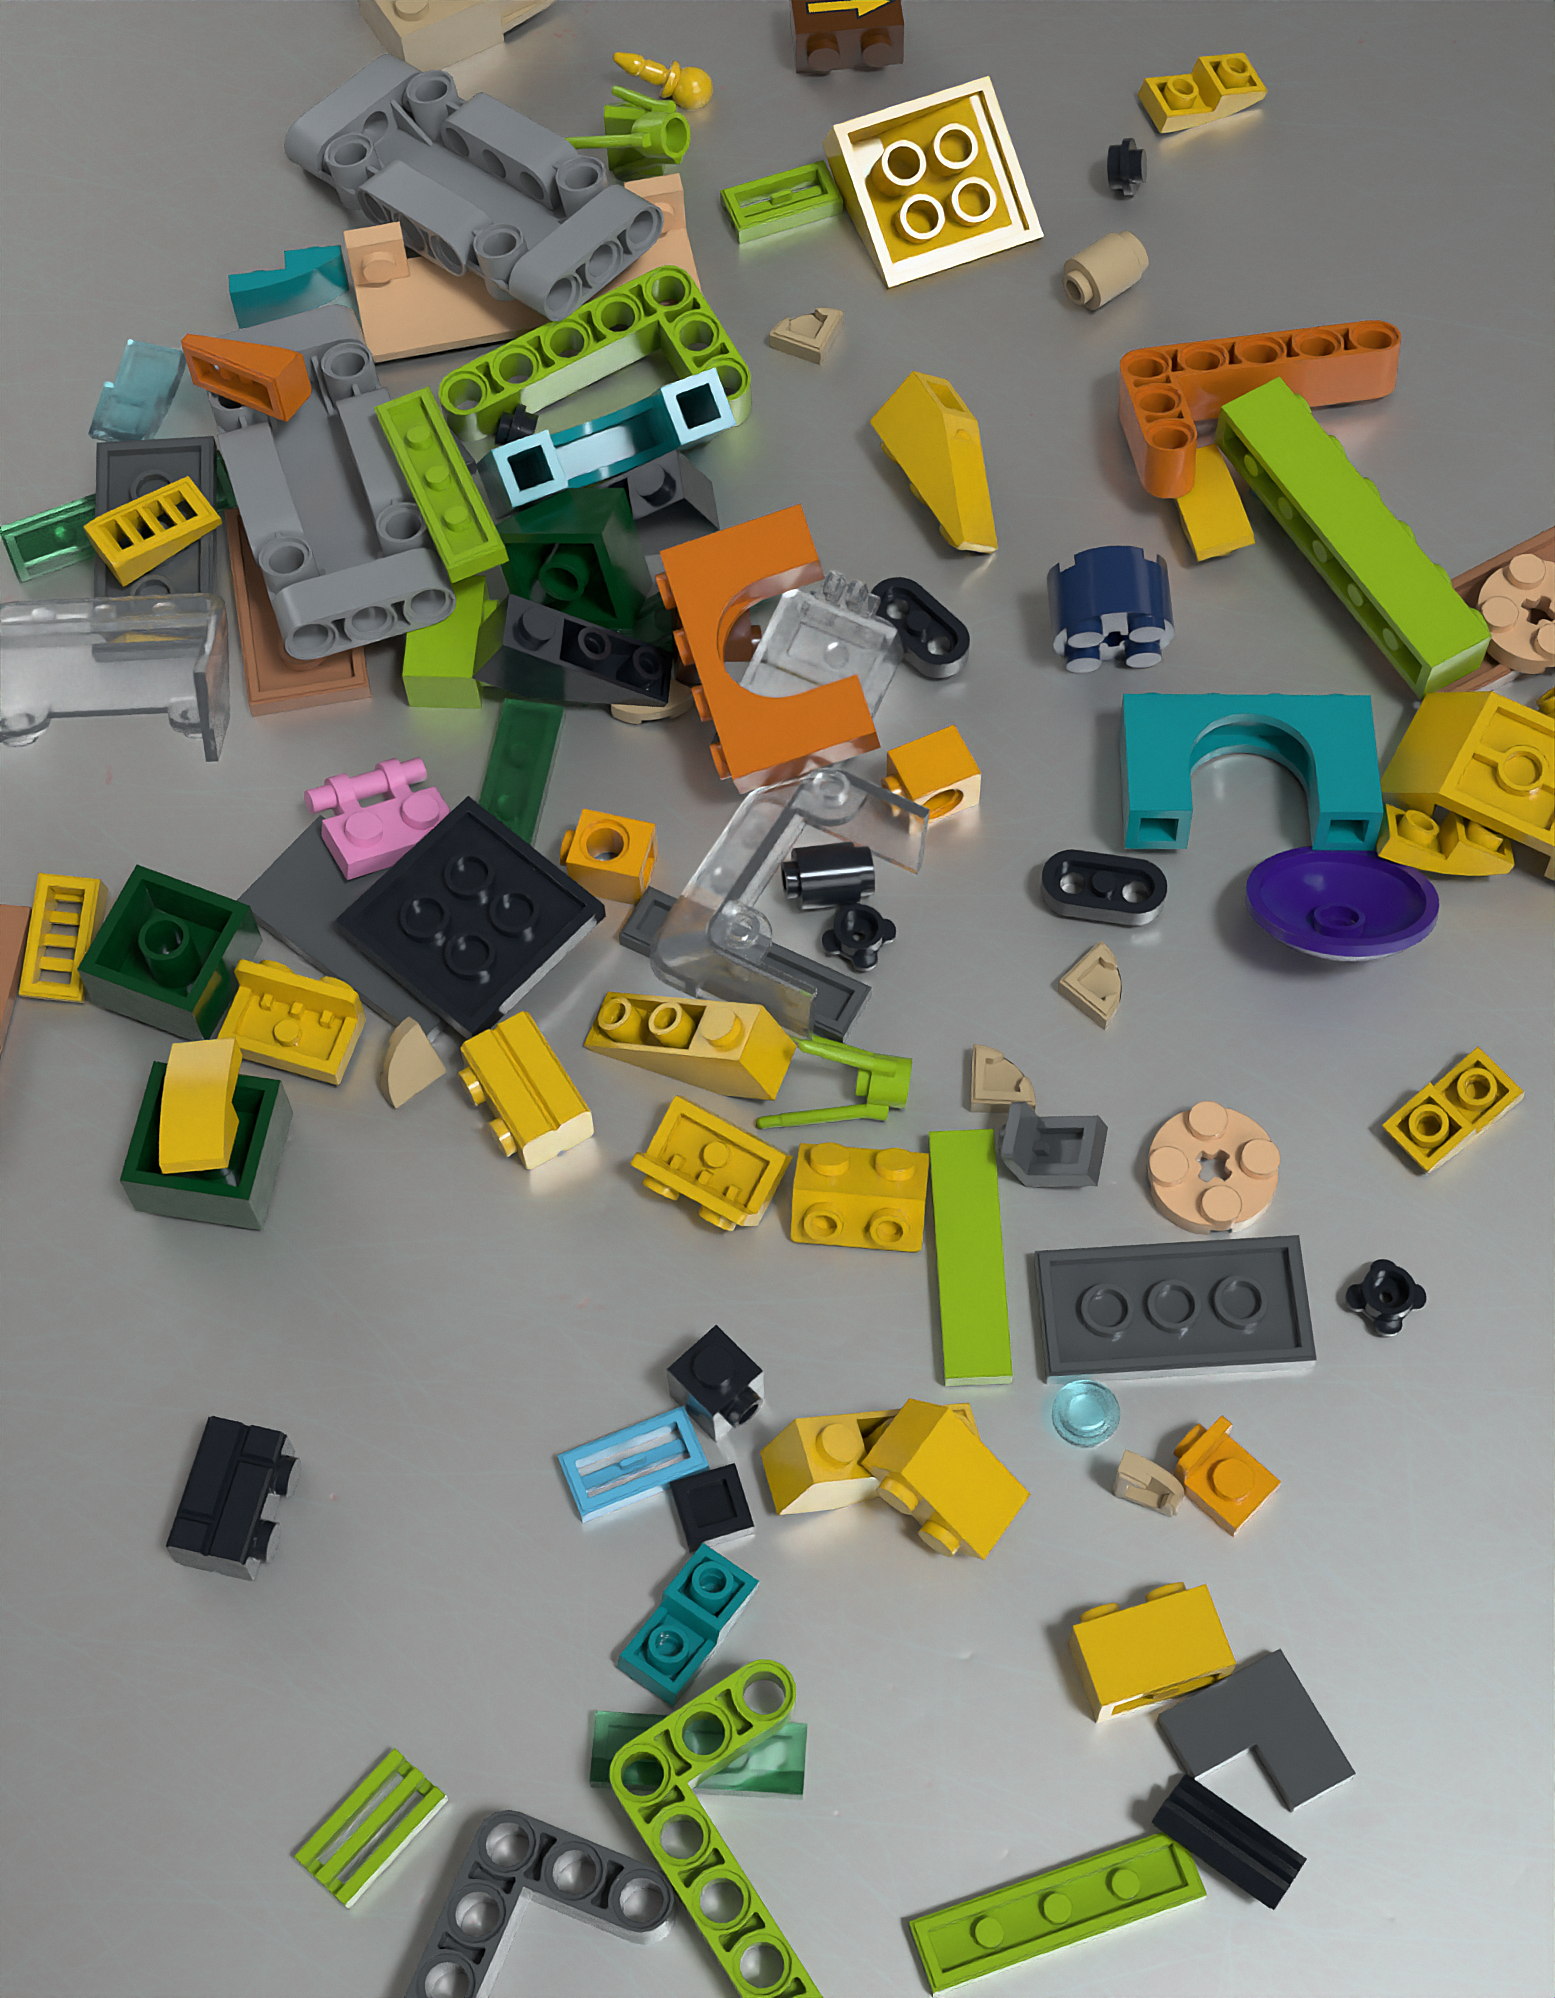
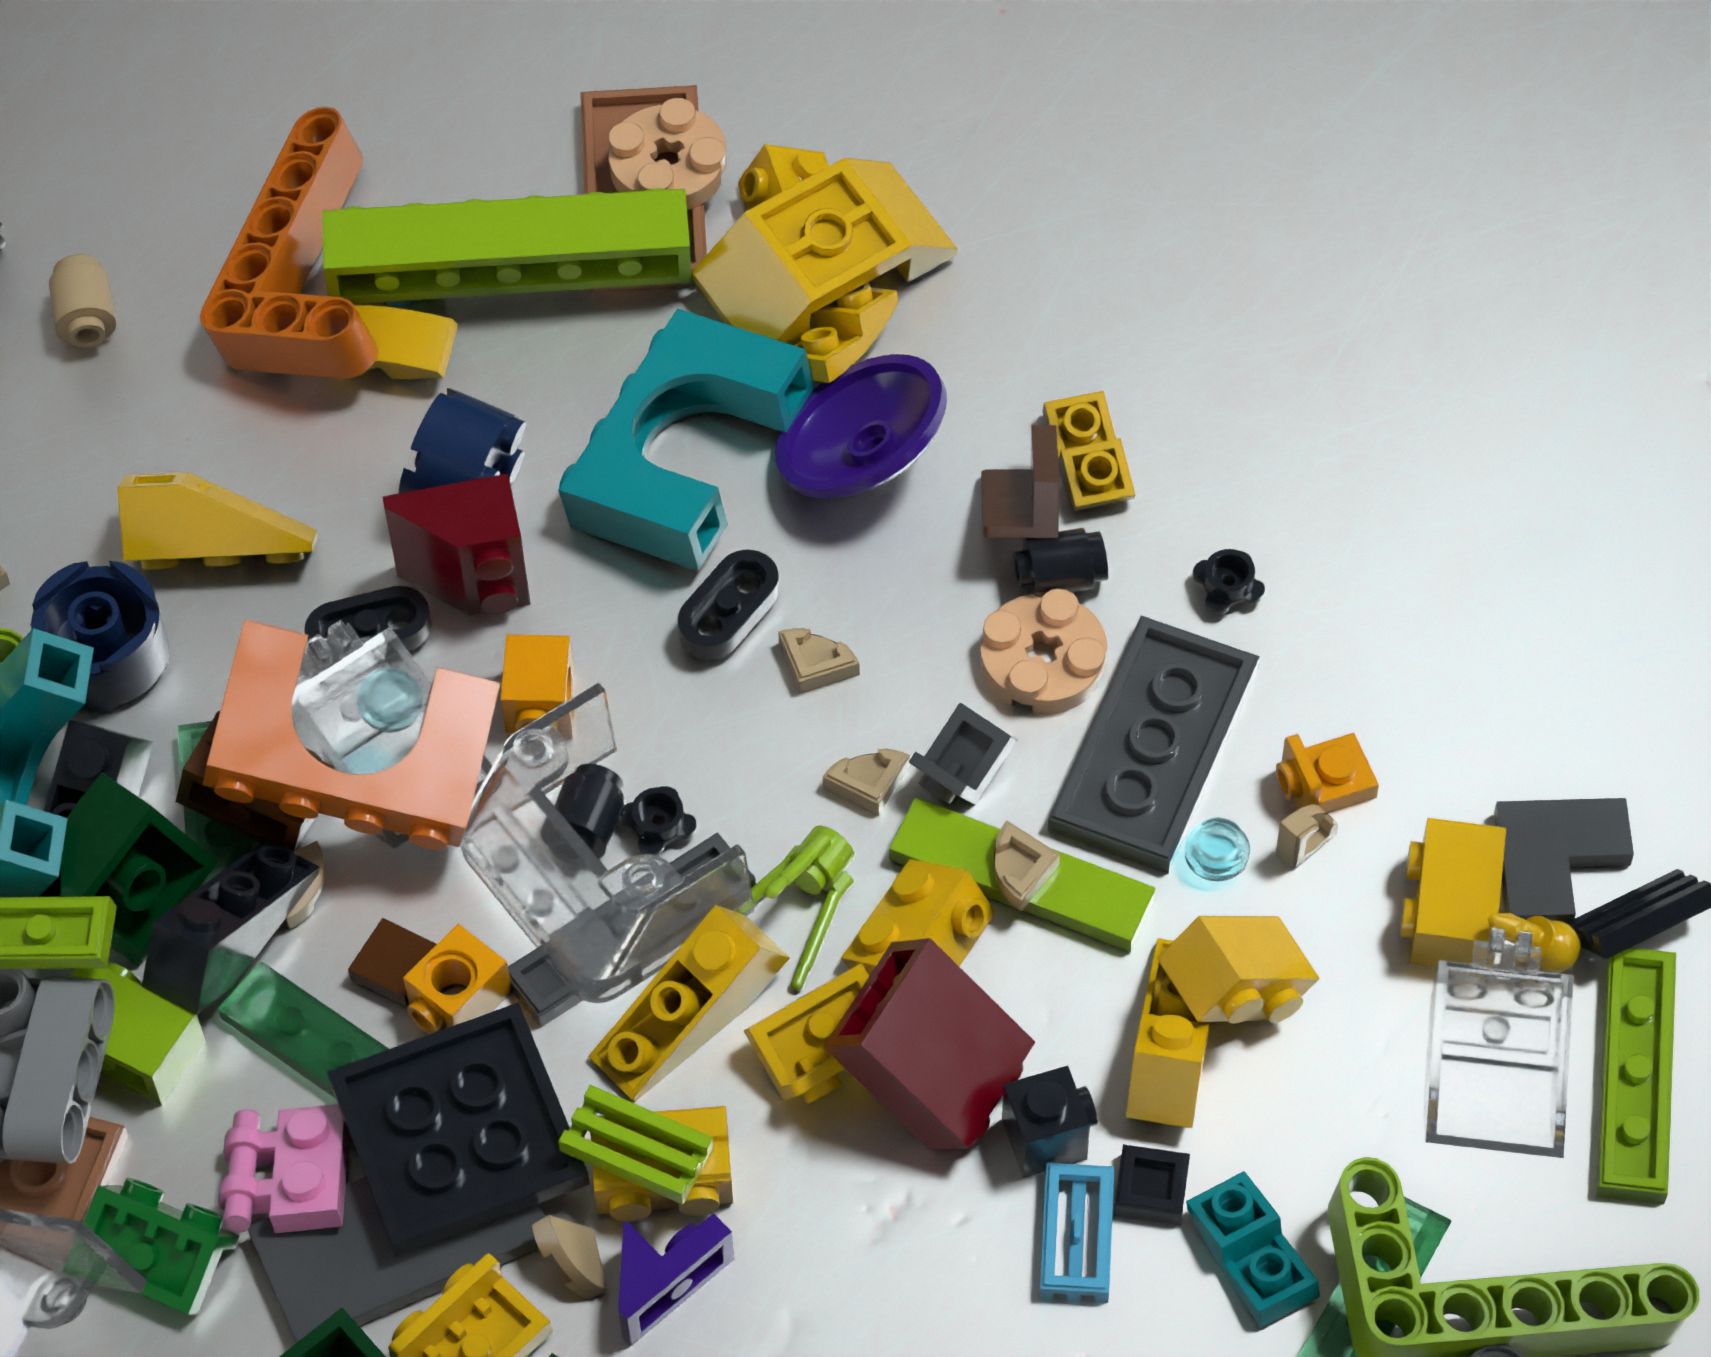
camera: 65 degrees left, 5 degrees down
(273, 755) = (163, 1244): none -> green bracket
(409, 1139) = (659, 1284): none -> dark purple slope
(508, 1006) = (653, 1124): none -> lime tile
(619, 794) = (387, 959): none -> reddish brown tile
(725, 1247) = (930, 1044): none -> dark red brick
(789, 439) = (115, 615): none -> dark blue brick
(823, 660) = (389, 700): none -> clear light blue plate
(966, 1247) = (1021, 864): none -> tan tile
(982, 1763) = (1498, 1051): none -> clear piece
(1031, 654) = (461, 544): none -> dark red slope
(1146, 1765) = (1556, 939): none -> yellow bar
(1310, 1139) = (1065, 562): none -> black brick
(1361, 1072) = (1024, 500): none -> reddish brown panel

